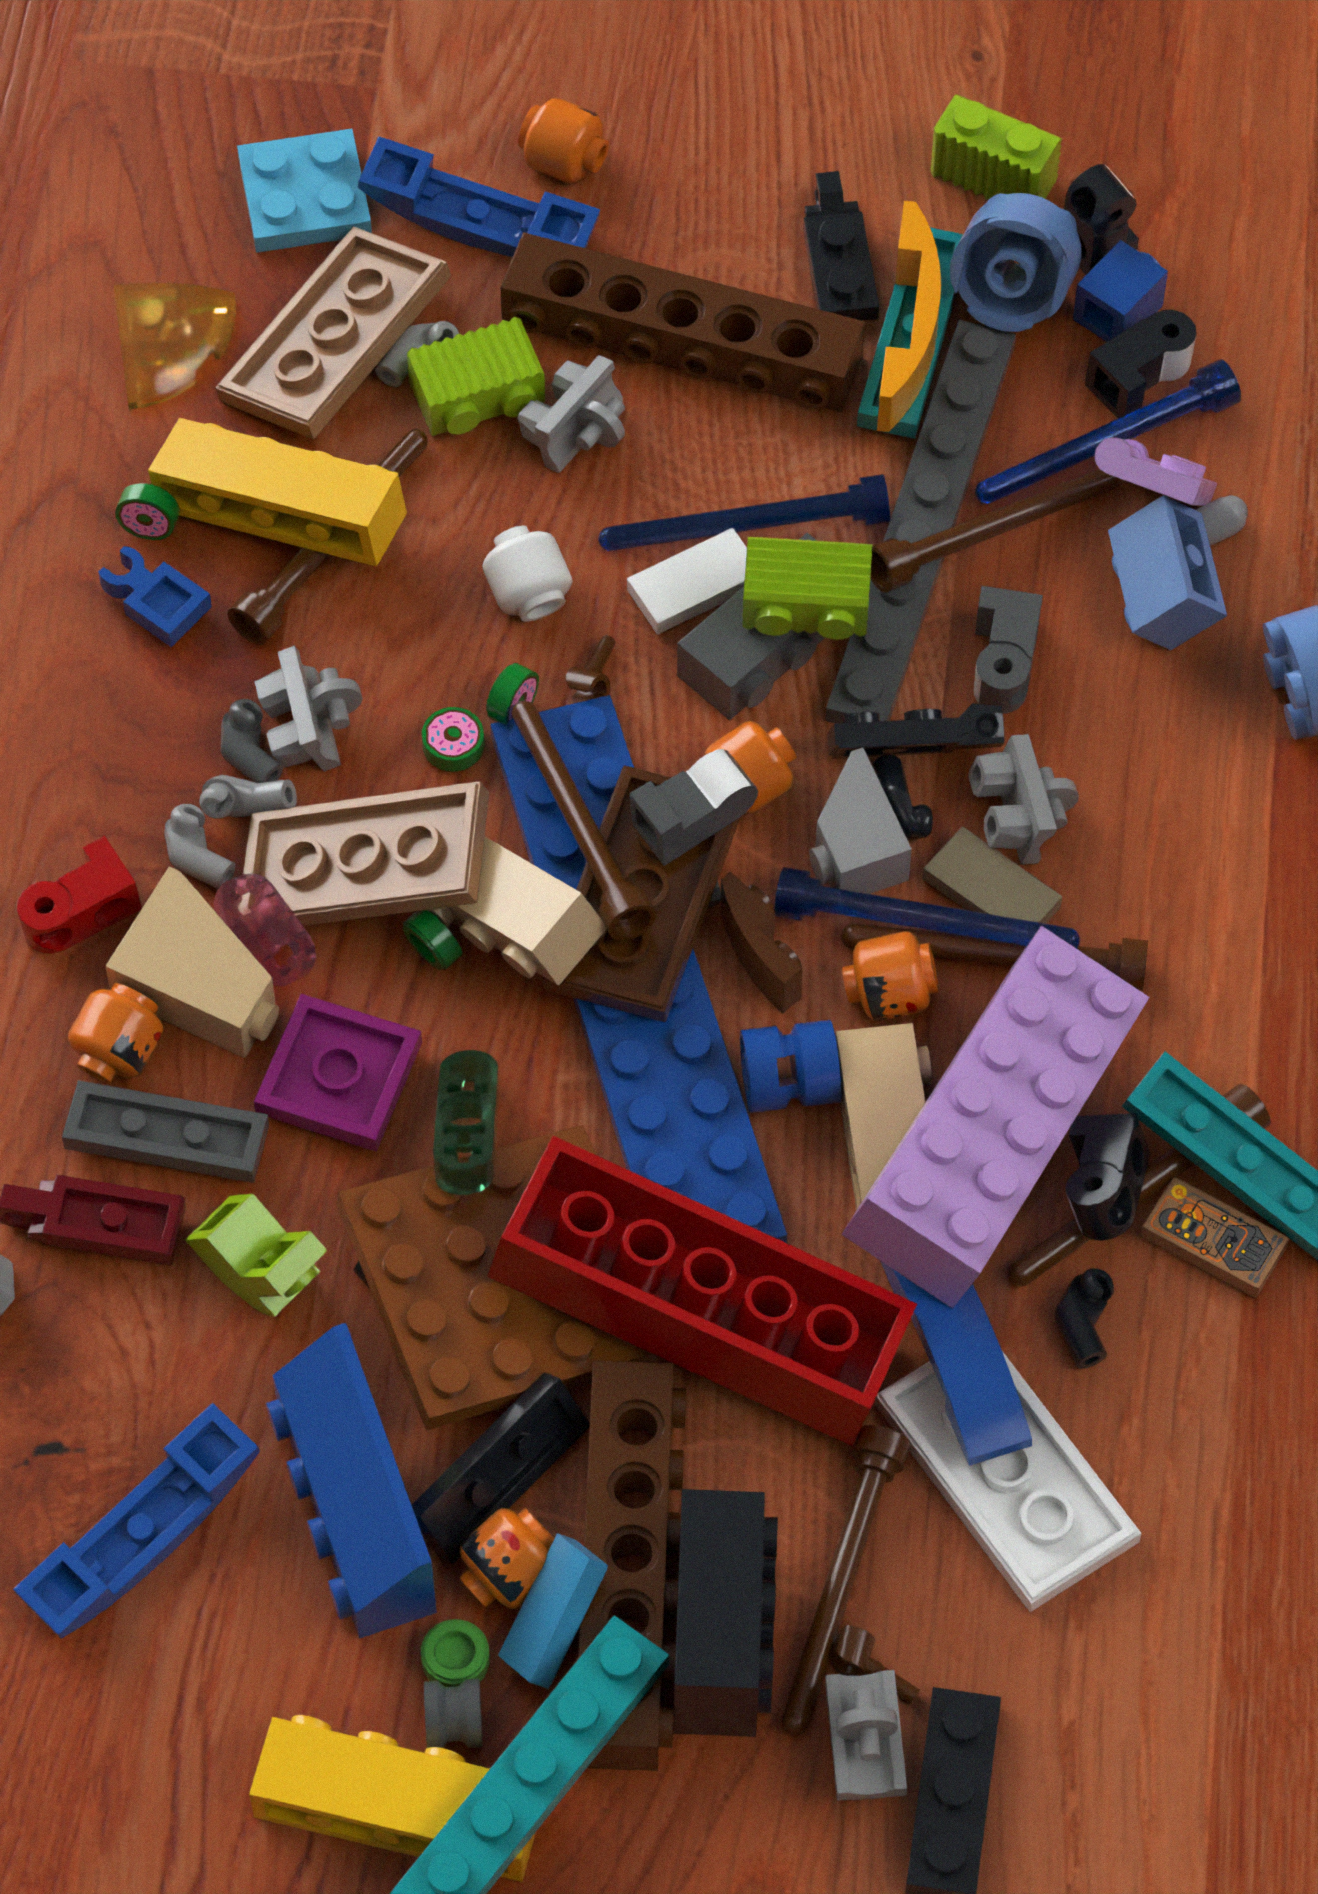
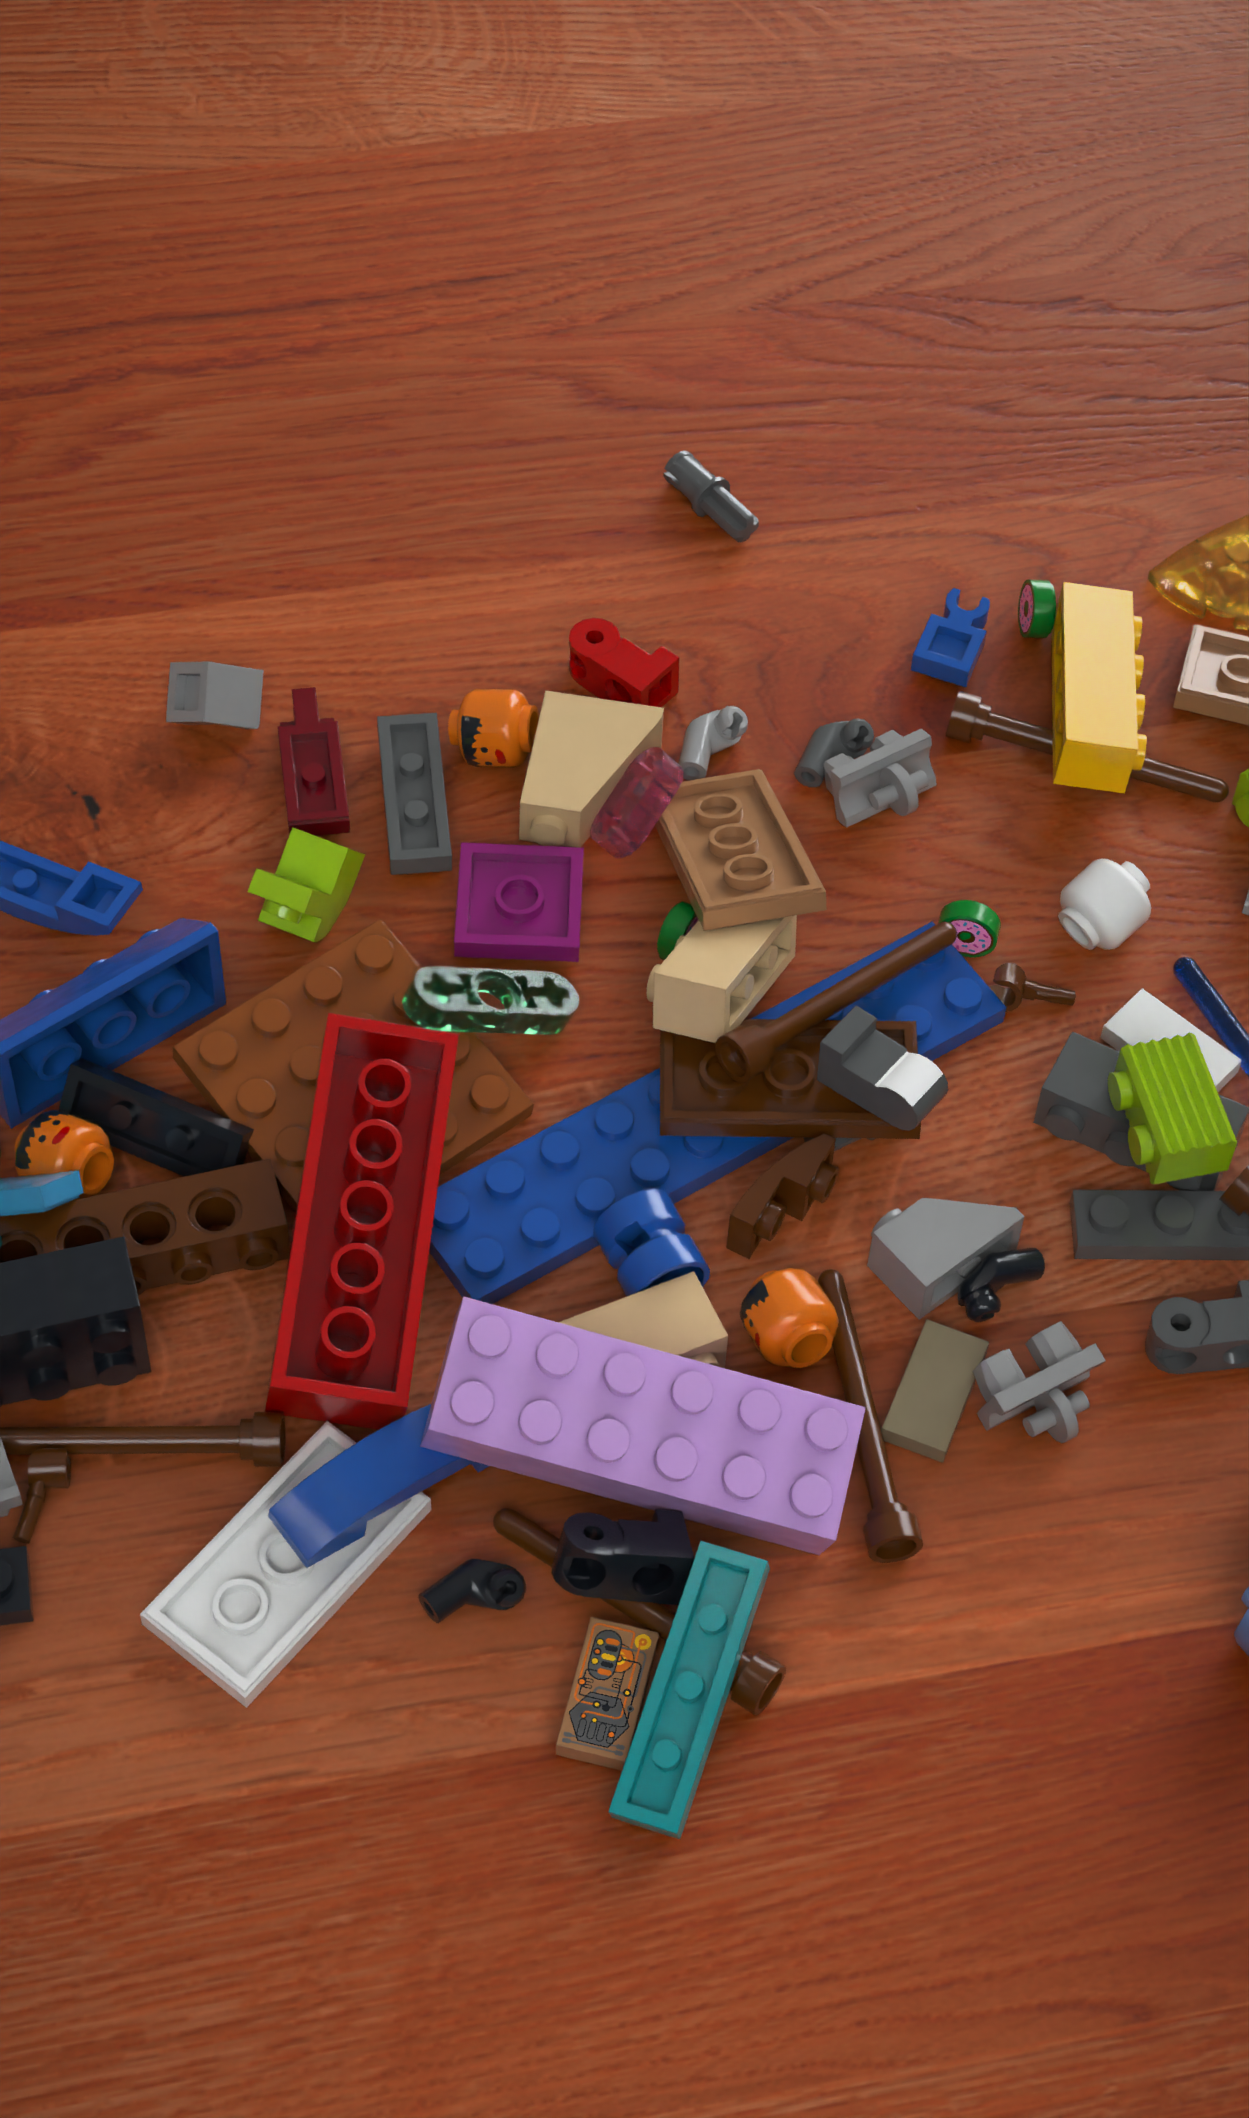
camera: 70 degrees right, 5 degrees down
(239, 797) = (773, 757): light grey arm -> none
(453, 739) = (907, 901): tile -> none
(761, 757) = (972, 1137): orange head -> none
(803, 895) = (850, 1219): clear blue piece -> none
(919, 733) = (1078, 1274): black hinge -> none

